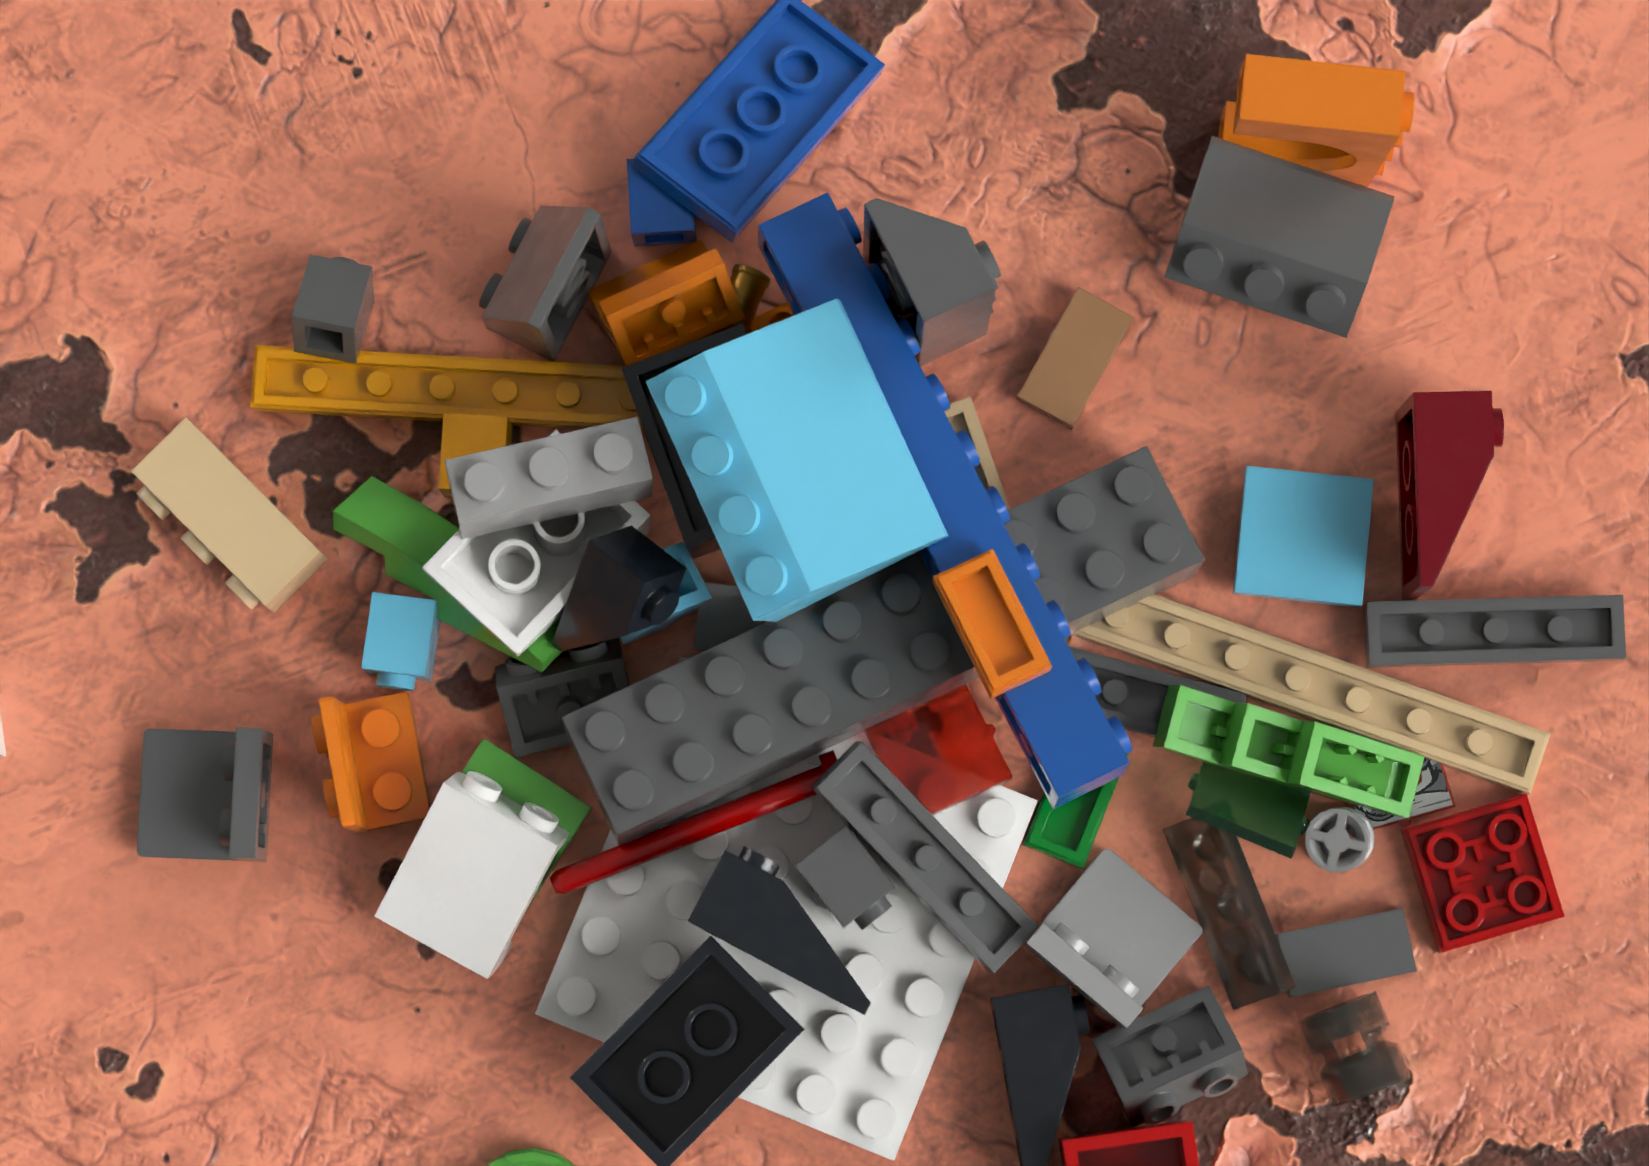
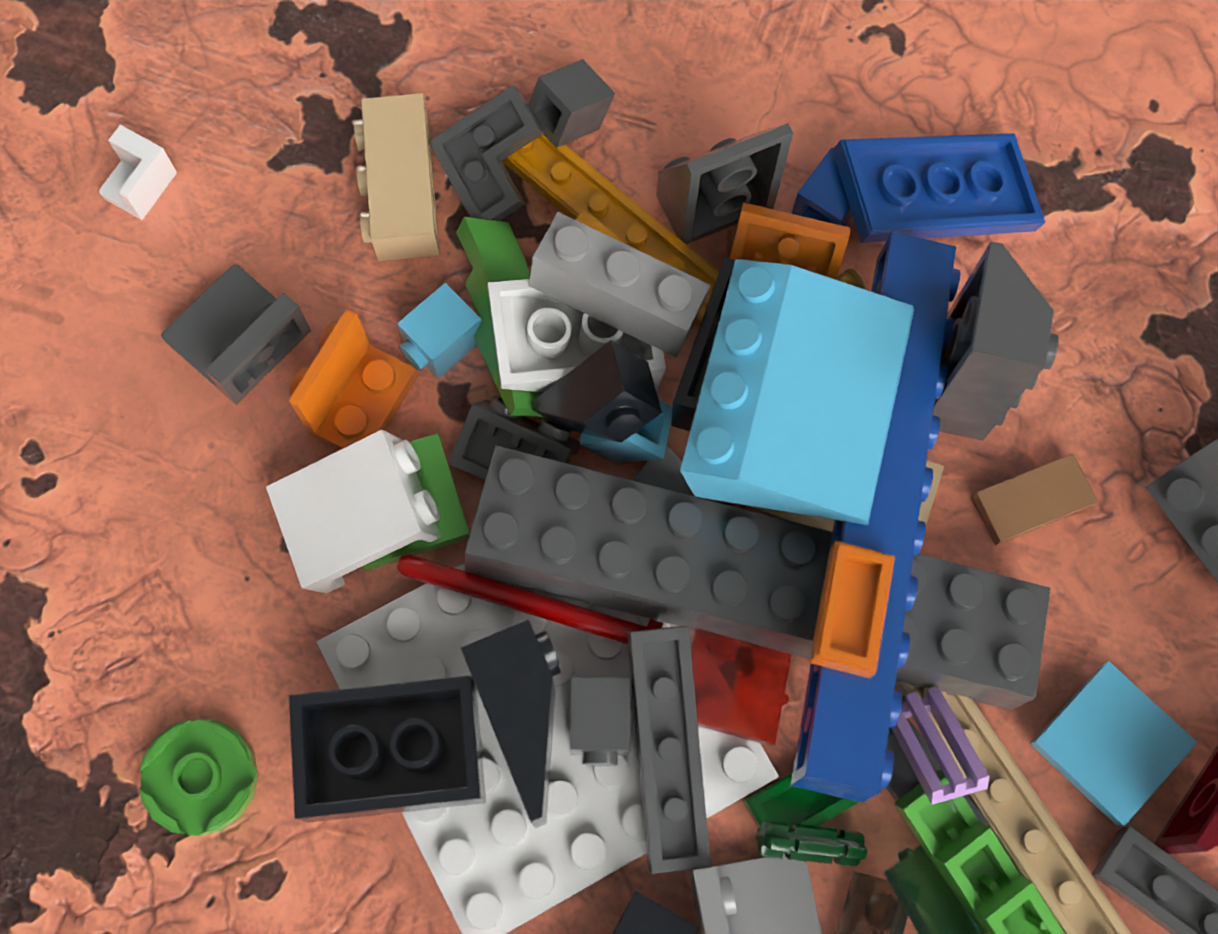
camera: 35 degrees right, 10 degrees down
(282, 432) = (475, 151): none -> dark grey plate
(1108, 837) = (810, 843): none -> dark green axle
(1111, 644) = (969, 761): none -> lavender tile

